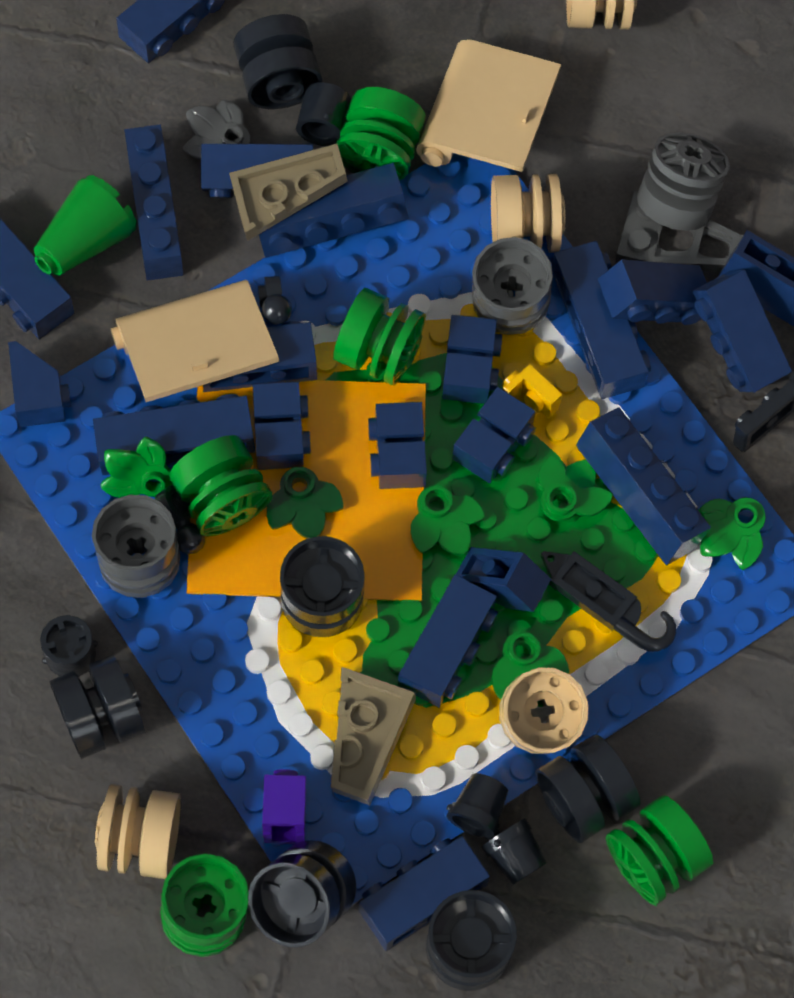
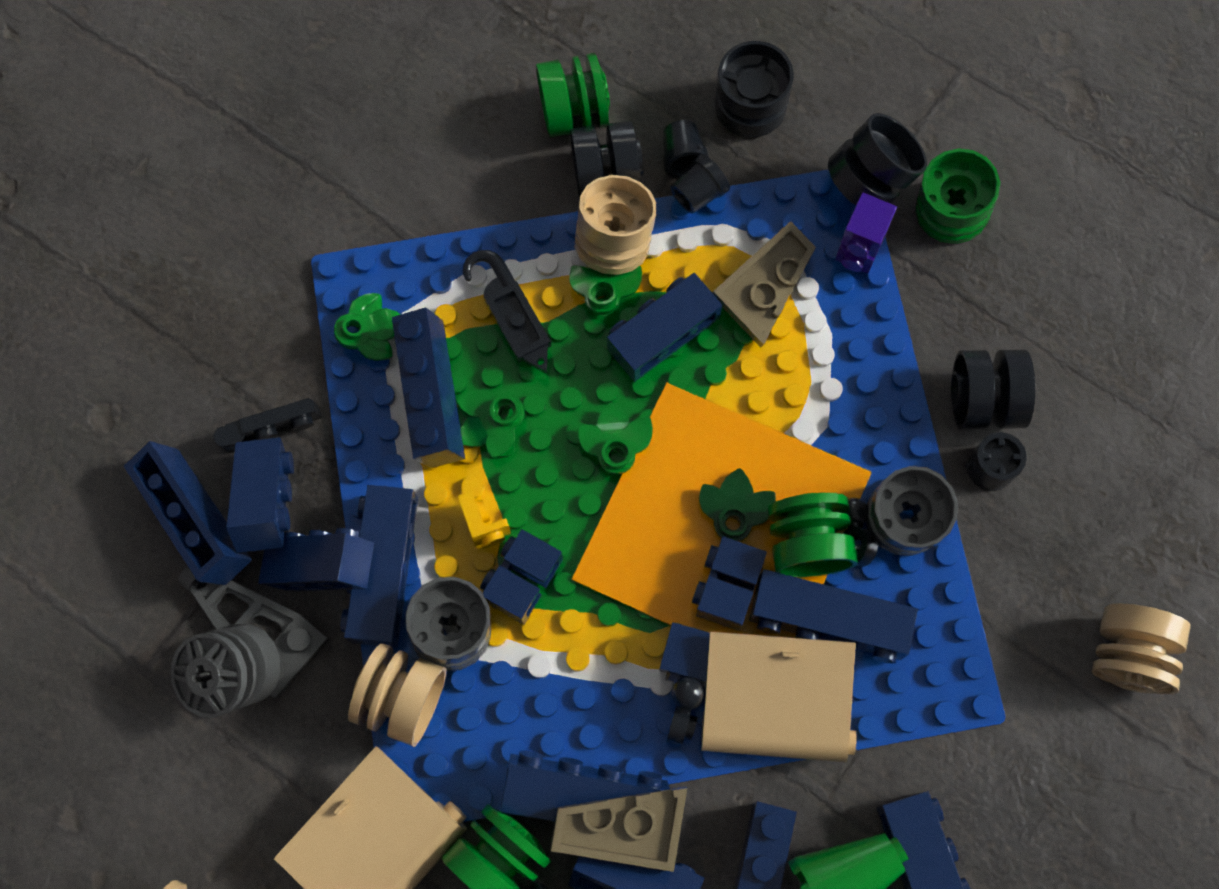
camera: 150 degrees left, 5 degrees up
(36, 388) = (949, 722): dark blue slope -> none
(133, 470) = (871, 587): green plate -> none
(138, 831) = (992, 273): tan wheel -> none
(322, 586) = (757, 405): black wheel -> none
(386, 339) = (599, 623): green wheel -> none
(400, 445) = (626, 519): dark blue piece -> none
(412, 898) = (772, 148): dark blue brick -> none
(488, 443) = (551, 482): dark blue piece -> none
(507, 575) = (591, 361): dark blue slope -> none

